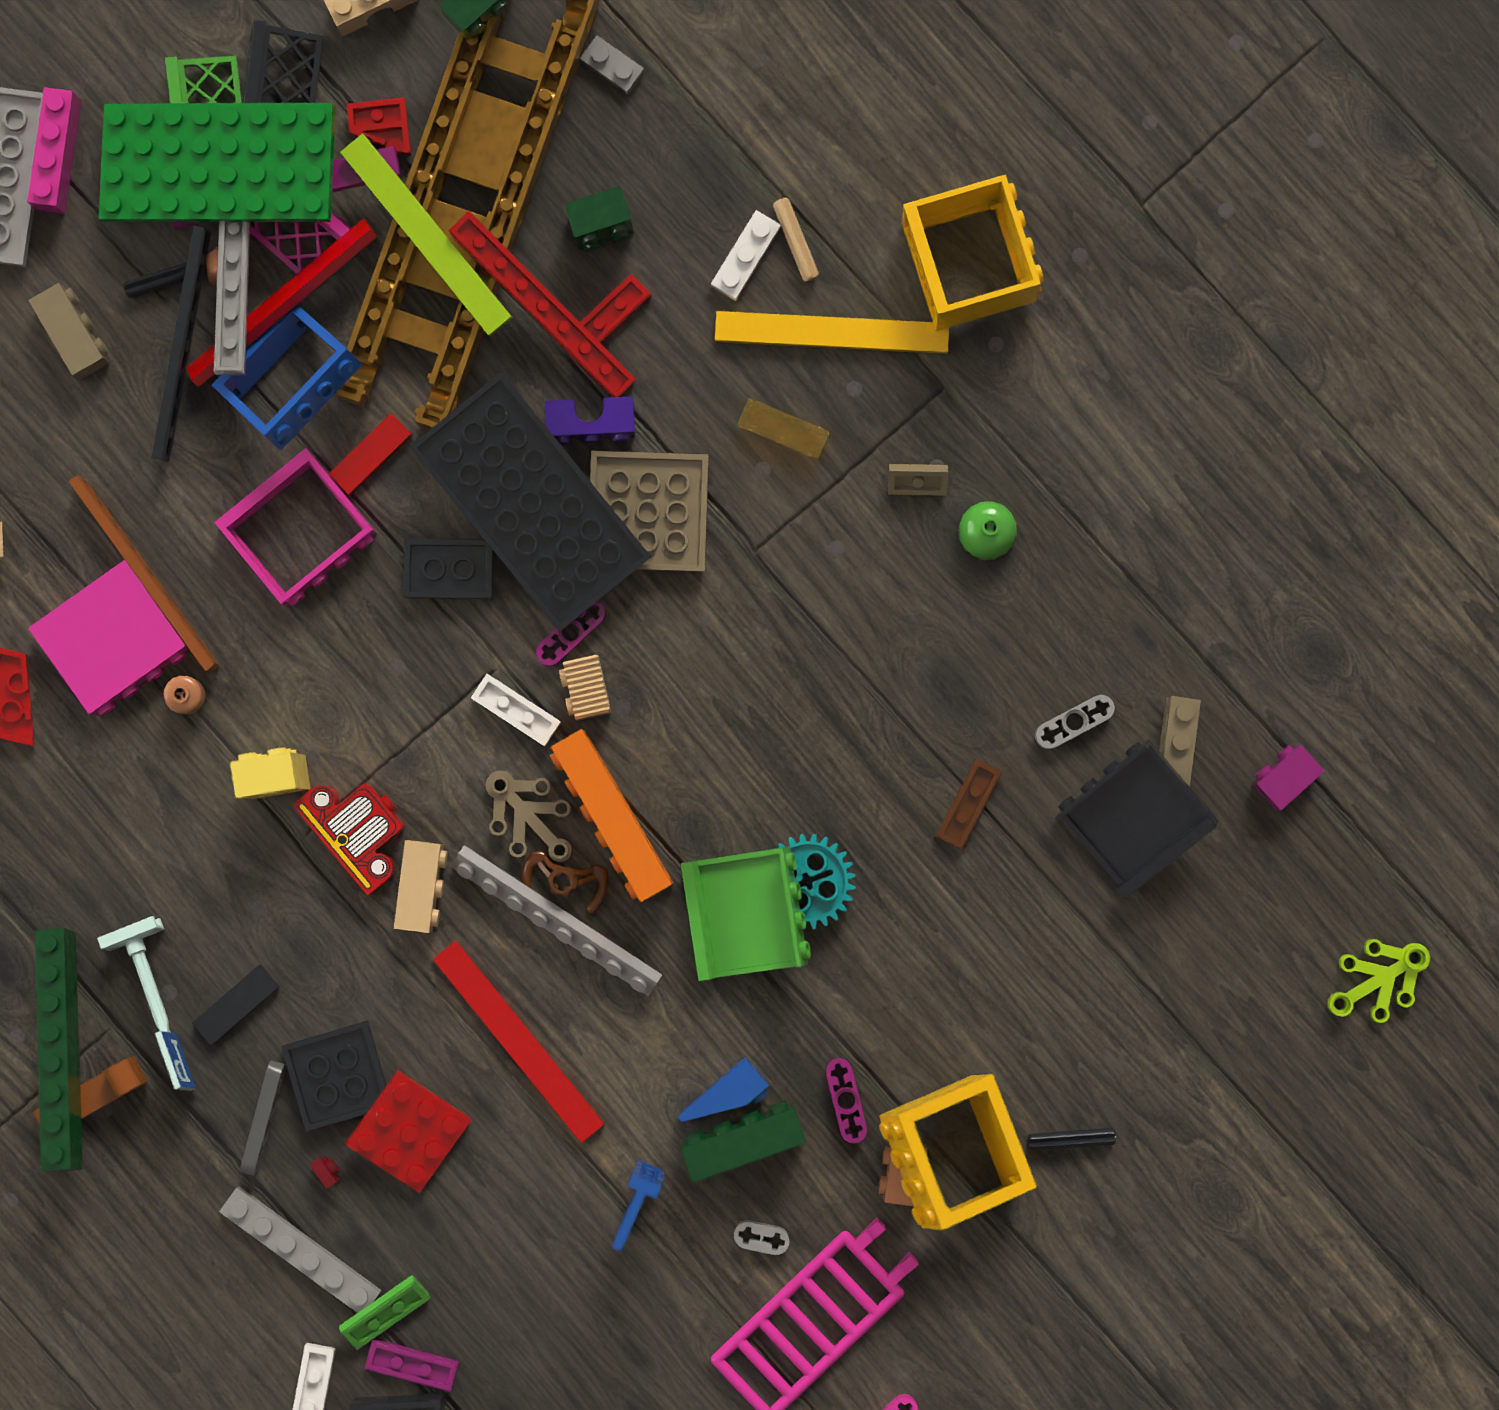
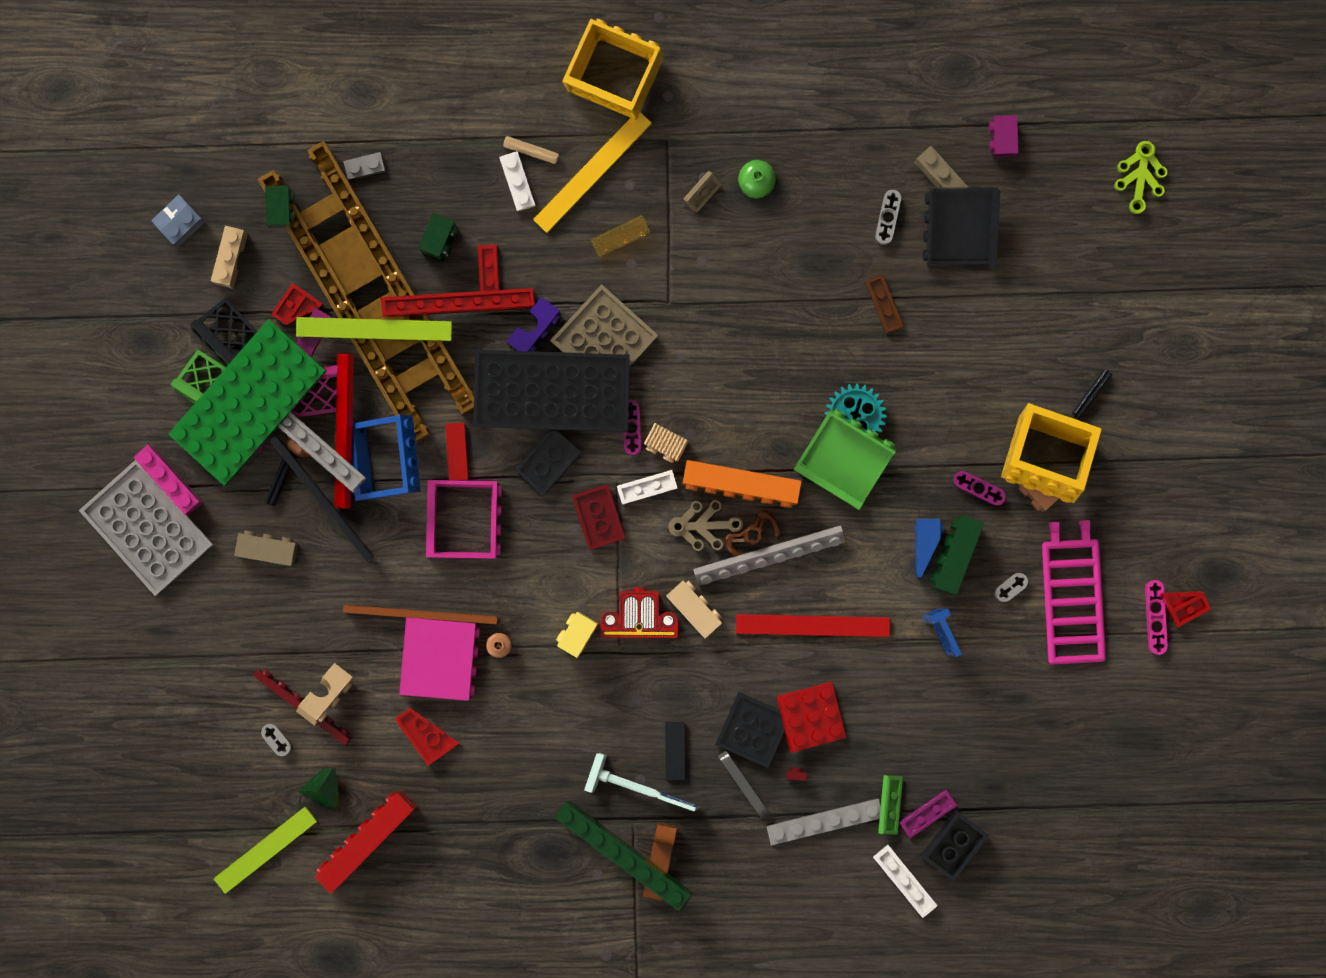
camera: 50 degrees left, 0 degrees up
(432, 683) = (598, 517): none -> dark red plate

